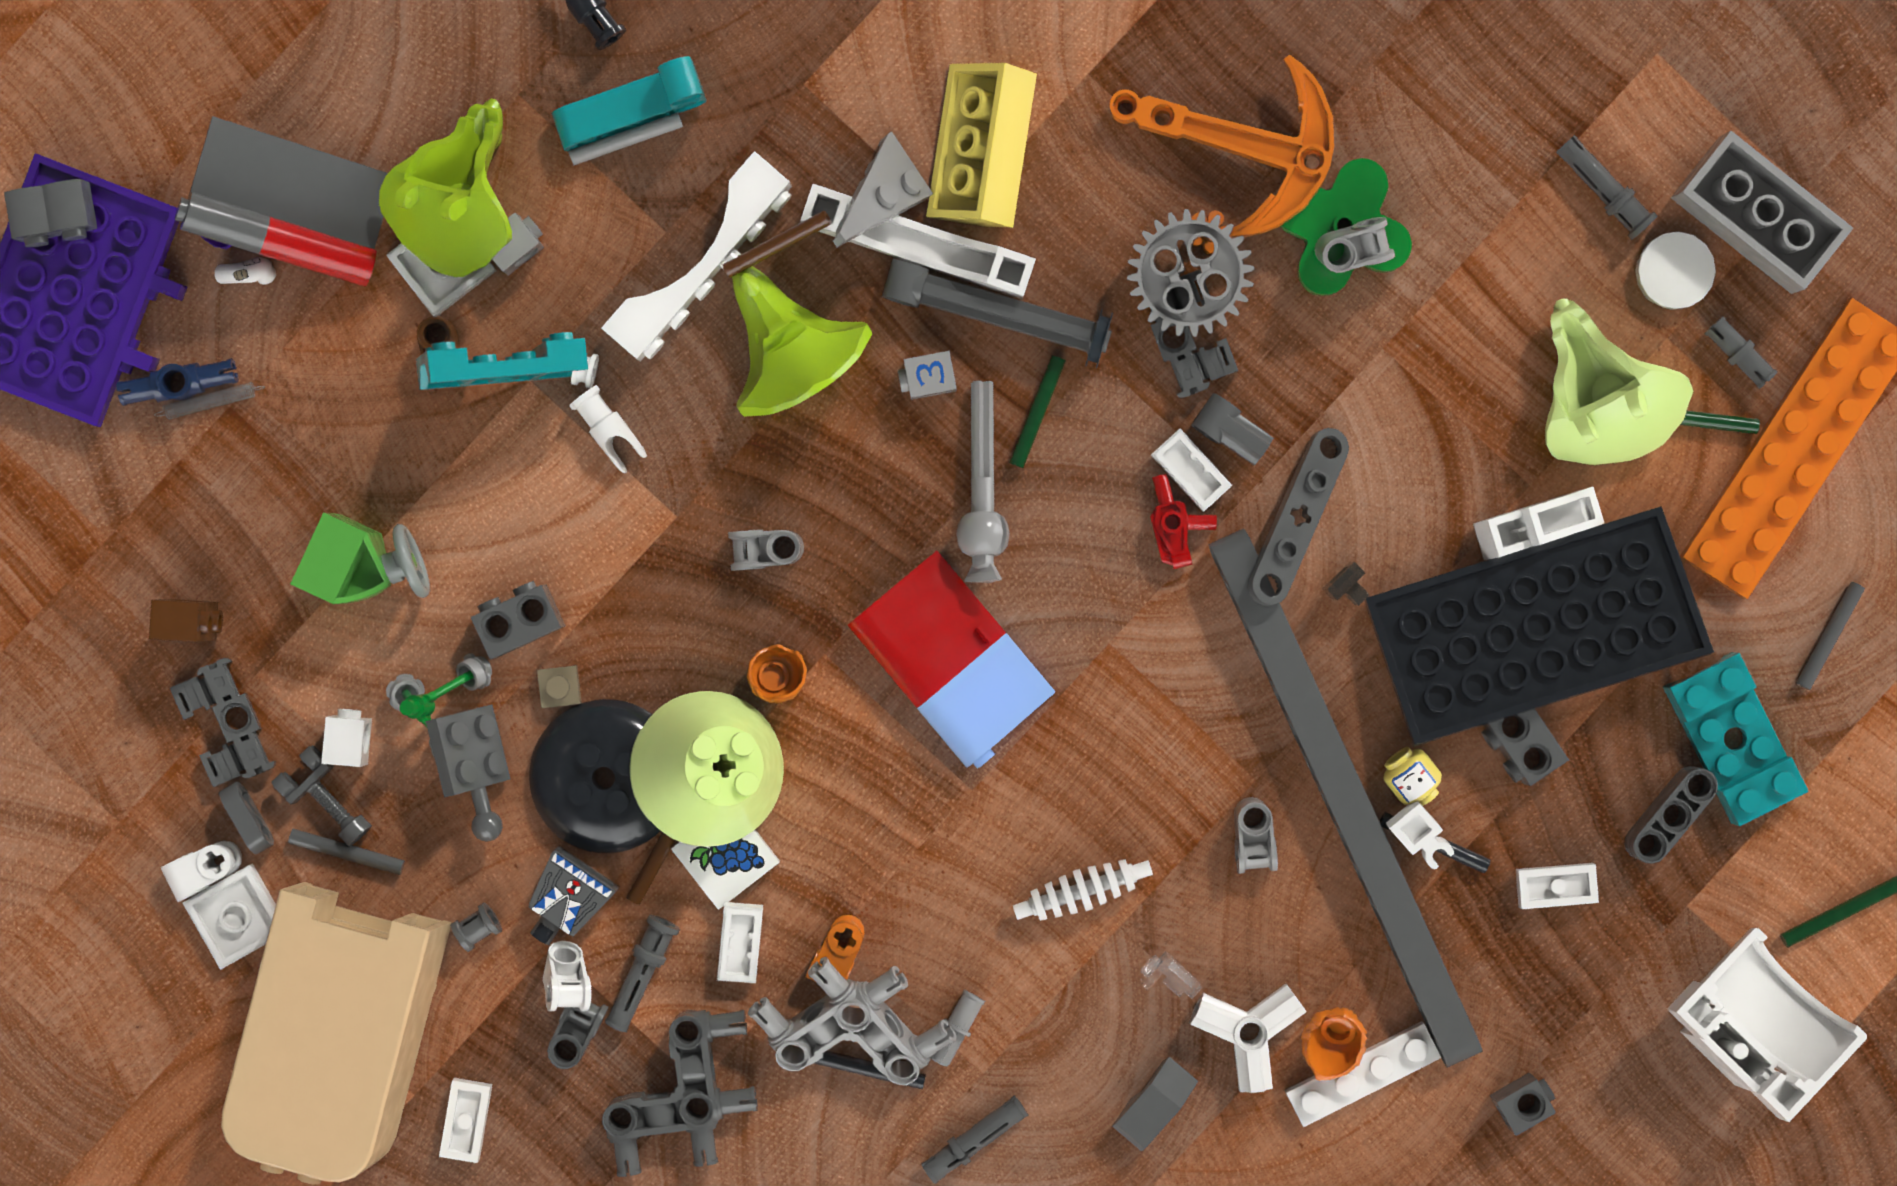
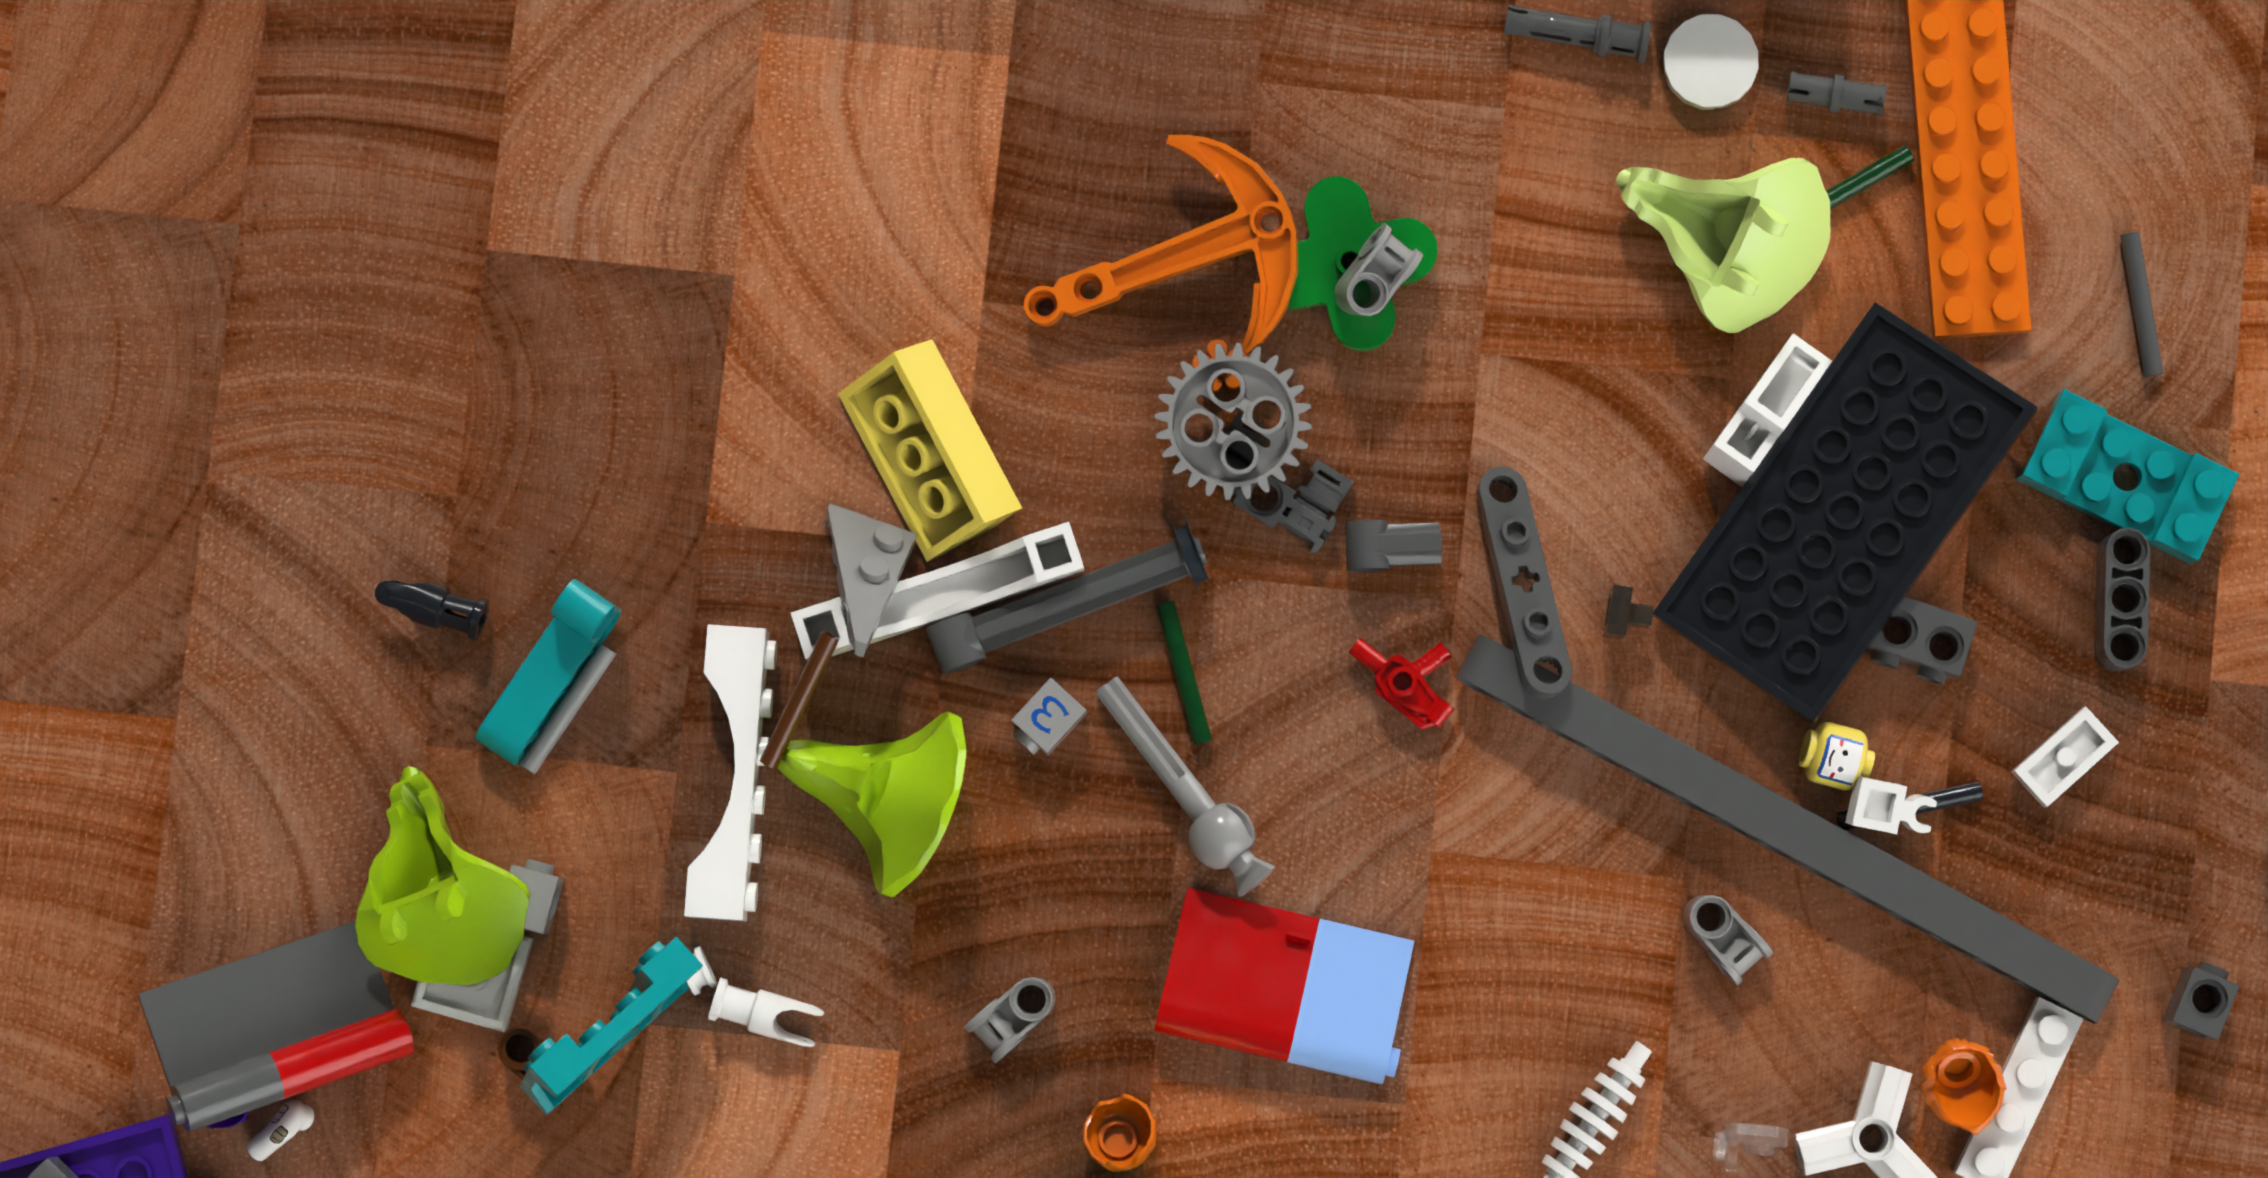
camera: 30 degrees left, 5 degrees down
(1191, 470) = (1381, 615): white plate -> none

